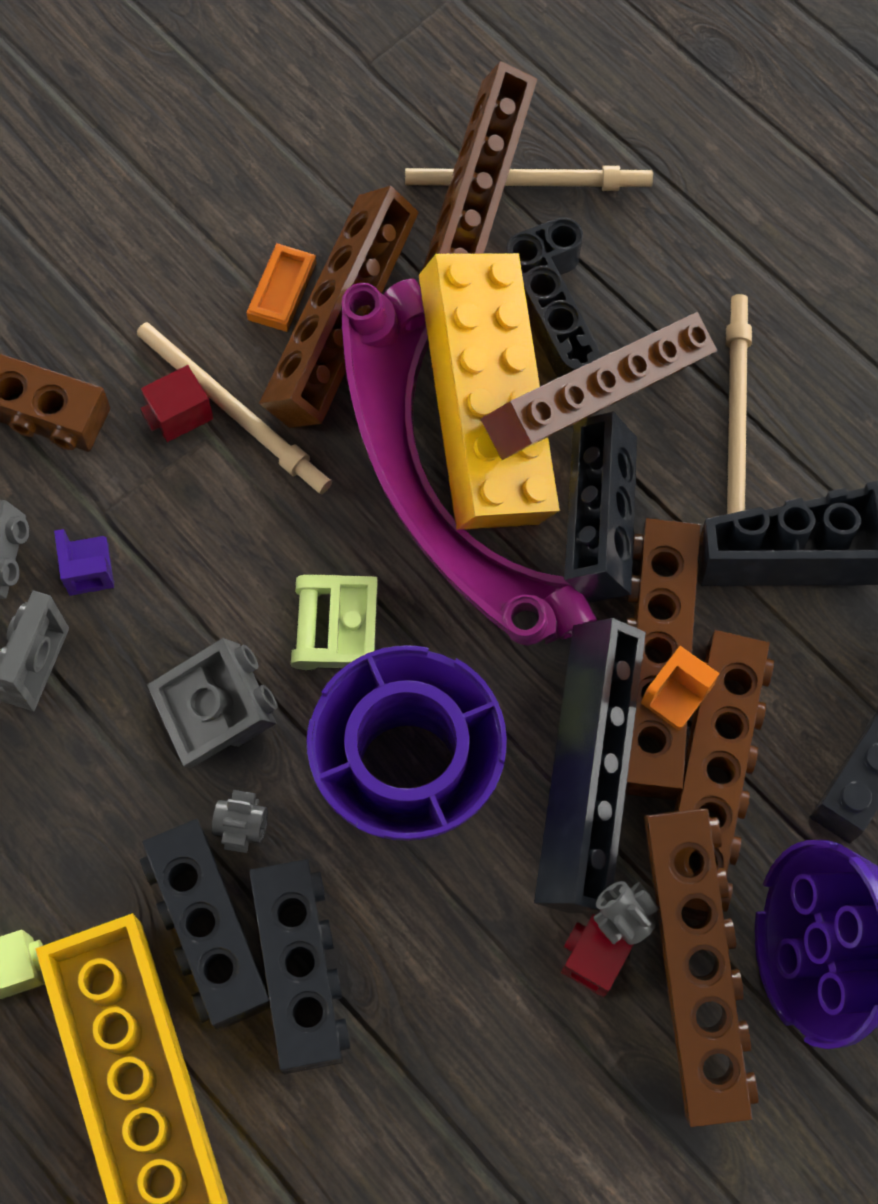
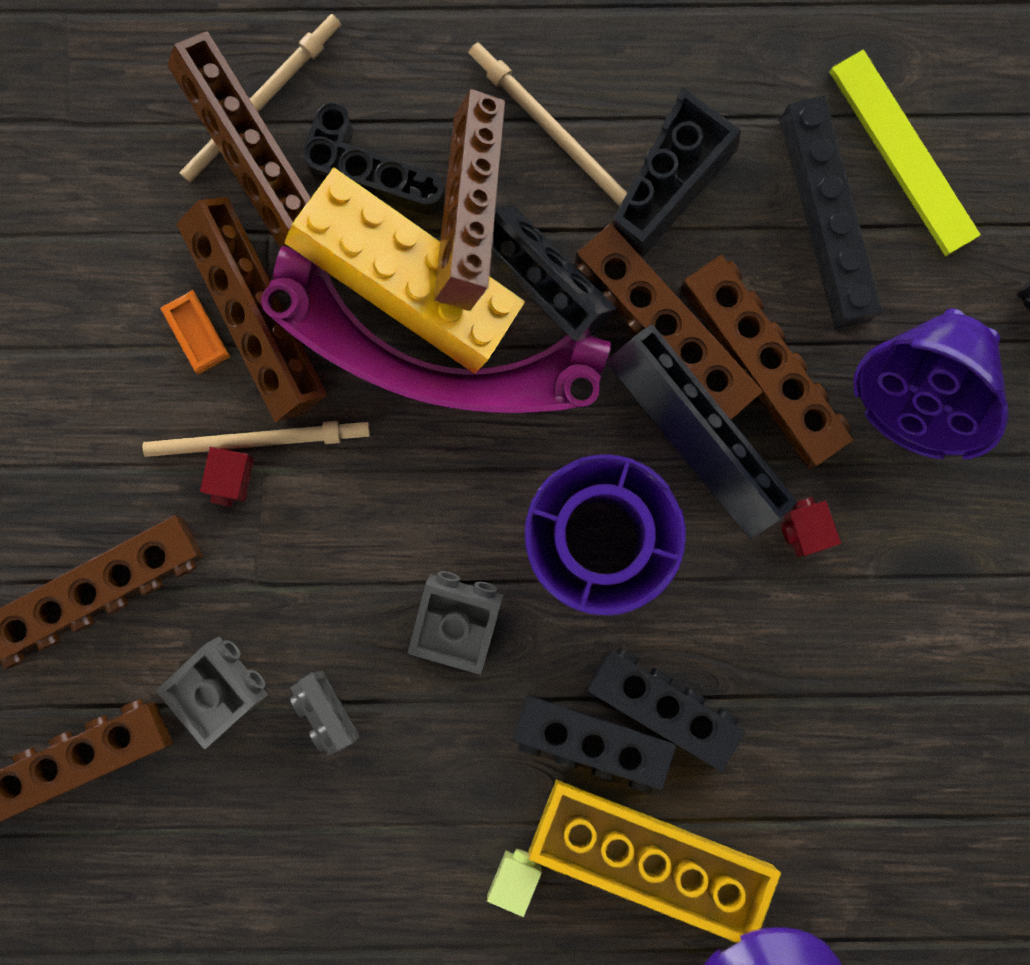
camera: 50 degrees left, 15 degrees up
(84, 563) = (285, 624): dark purple panel -> none
(240, 821) = (547, 669): dark grey gear -> none
(350, 620) = (476, 492): yellowish green plate -> none
(626, 913) = (811, 495): dark grey gear -> none
(679, 688) = (705, 337): orange panel -> none
(704, 1098) = (952, 528): reddish brown brick -> none

